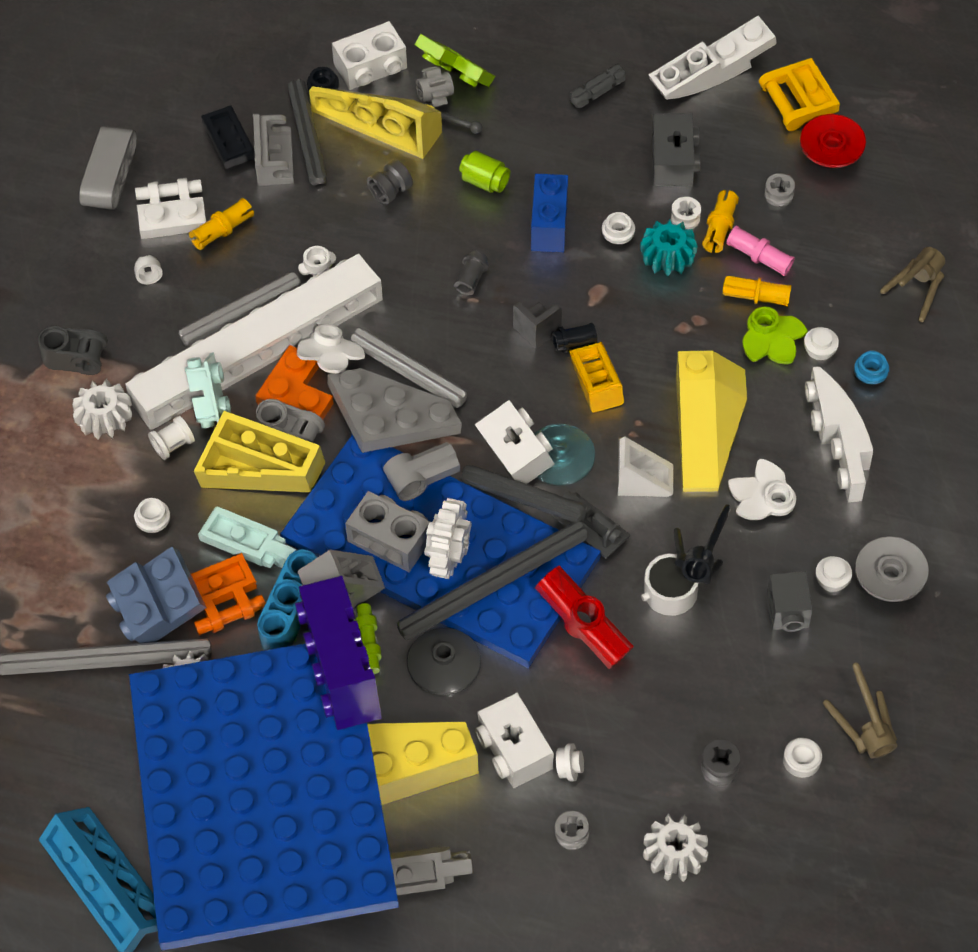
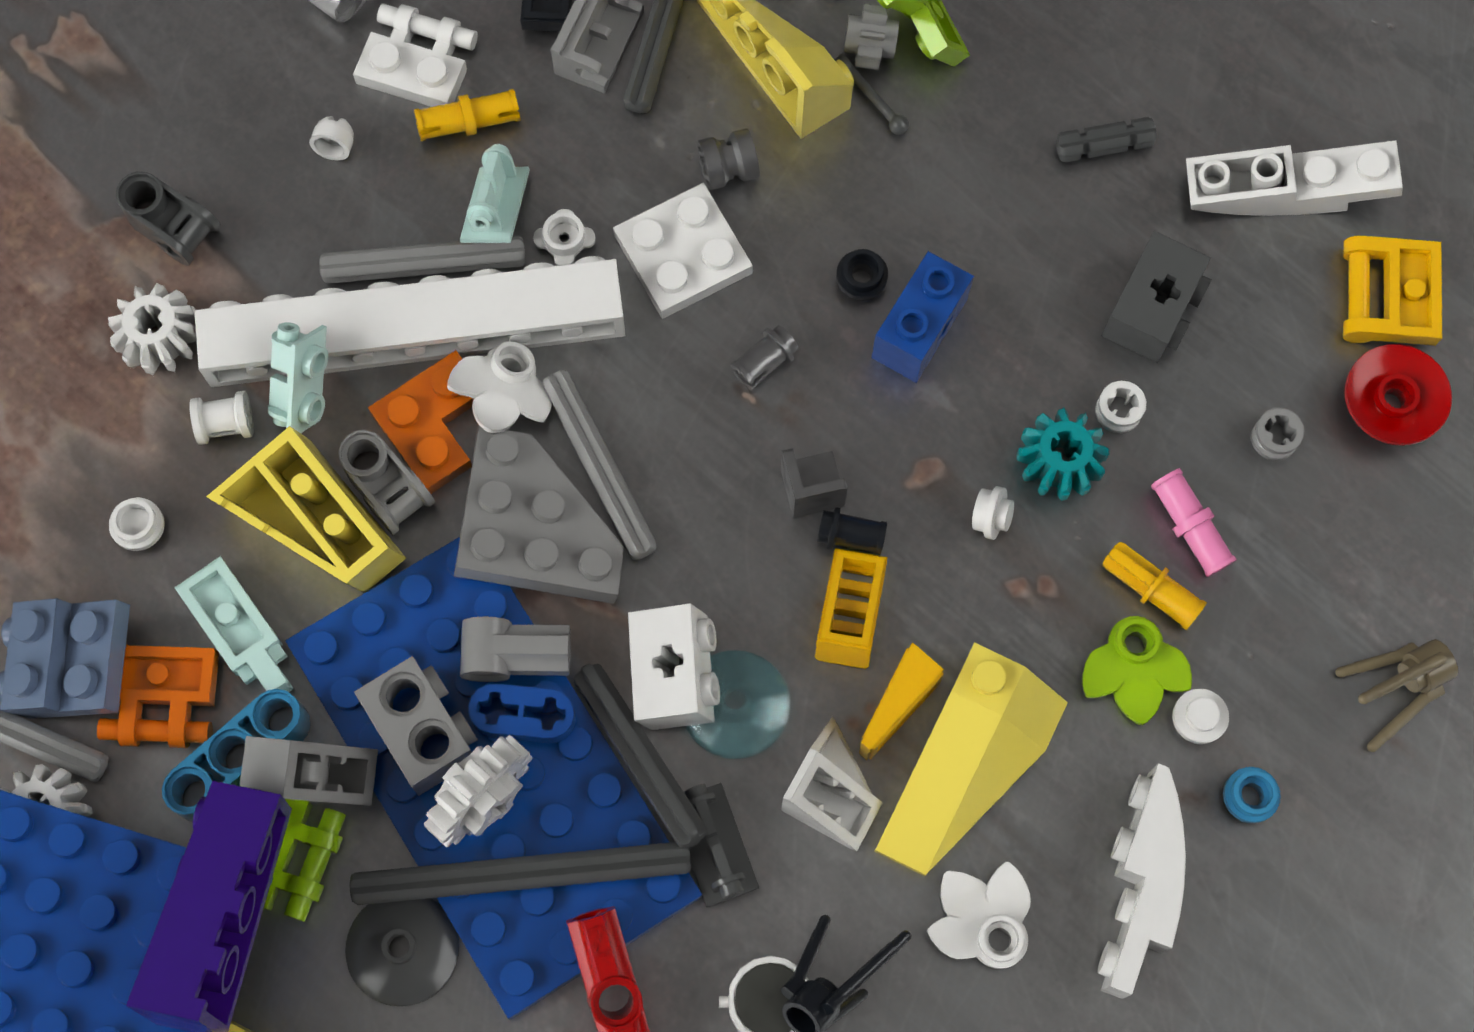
camera: 25 degrees right, 15 degrees up
(265, 256) = (495, 198): none -> light aqua hinge
(390, 241) = (683, 250): none -> white plate
(437, 494) = (522, 699): none -> blue beam
(484, 172) = (868, 206): lime brick -> none
(504, 202) = (865, 261): none -> black plate
(615, 222) = (1009, 372): white plate -> none
(647, 292) = (992, 512): none -> white plate
(653, 398) = (908, 689): none -> yellow slope
(720, 221) = (1161, 446): yellow pin -> none

